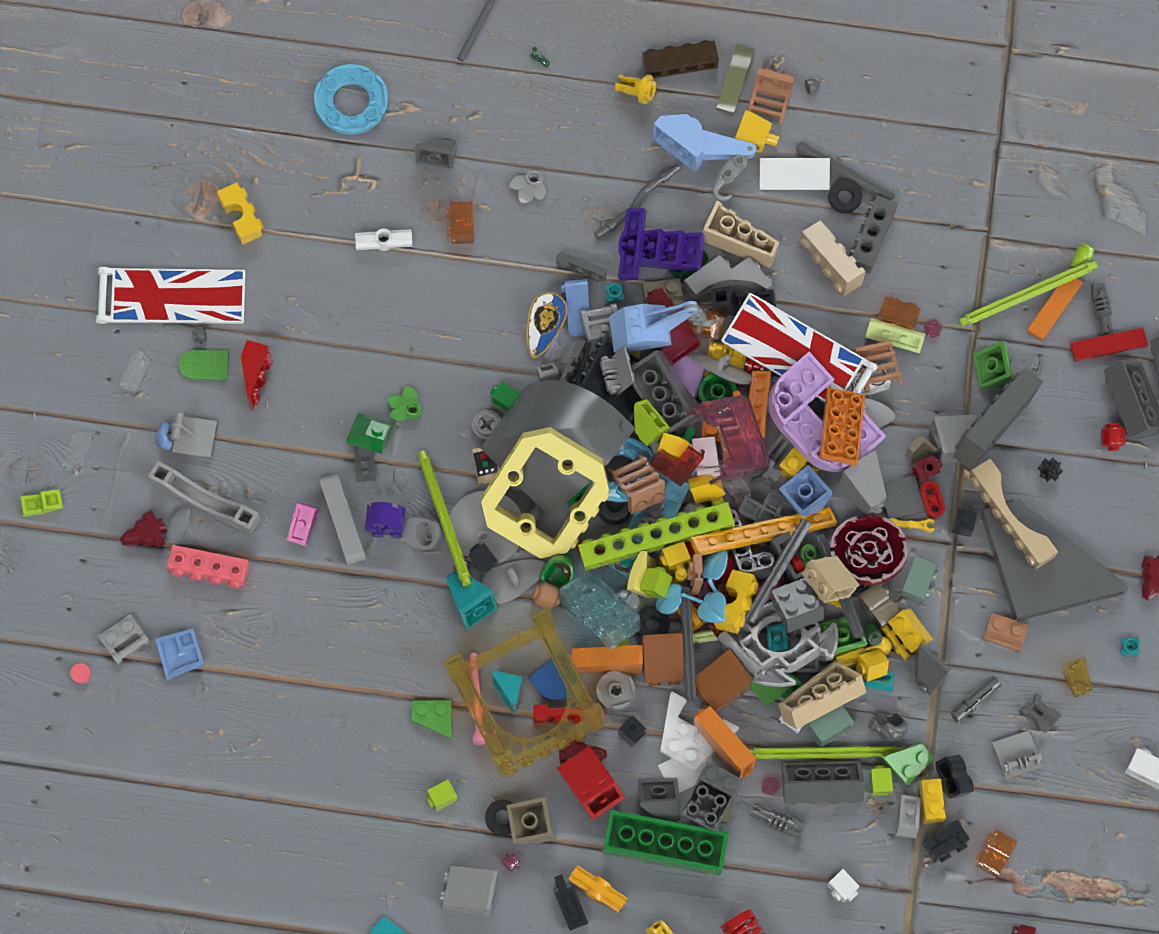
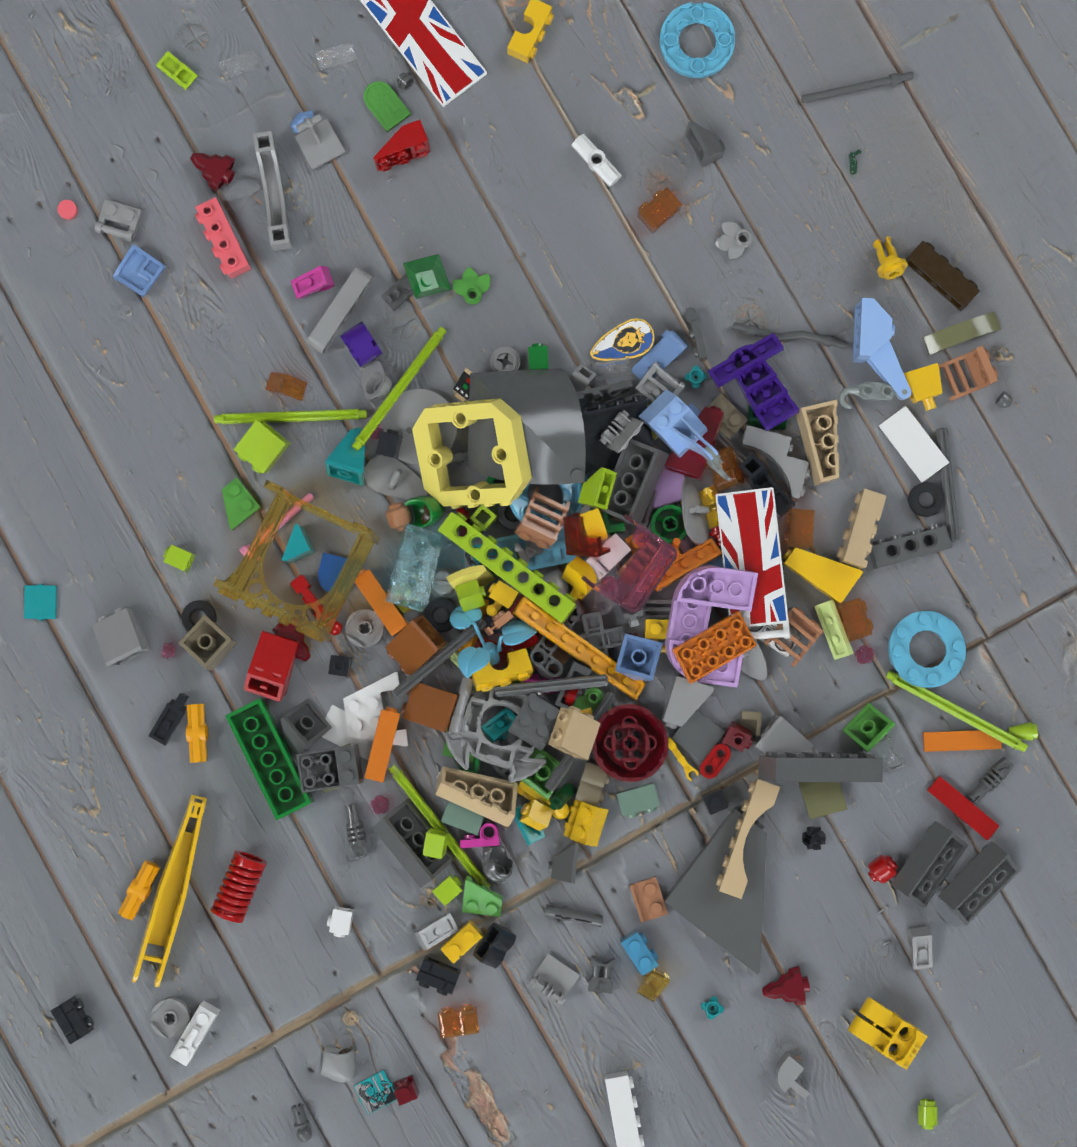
camera: 60 degrees right, 15 degrees up
(367, 607) = (286, 385): none -> clear orange slope
(395, 622) = (291, 416): none -> lime piece
(404, 660) = (261, 446): none -> lime brick
(599, 527) = (483, 518): none -> lime brick
(796, 302) = (800, 528): none -> clear orange brick
(836, 760) = (435, 843): none -> lime panel
(845, 311) = (825, 575): none -> yellow slope
(860, 723) = (471, 840): none -> dark pink plate
(963, 303) = (904, 664): none -> medium azure plate
(1021, 440) = (822, 798): none -> olive slope
(1043, 668) = (636, 947): none -> dark azure brick

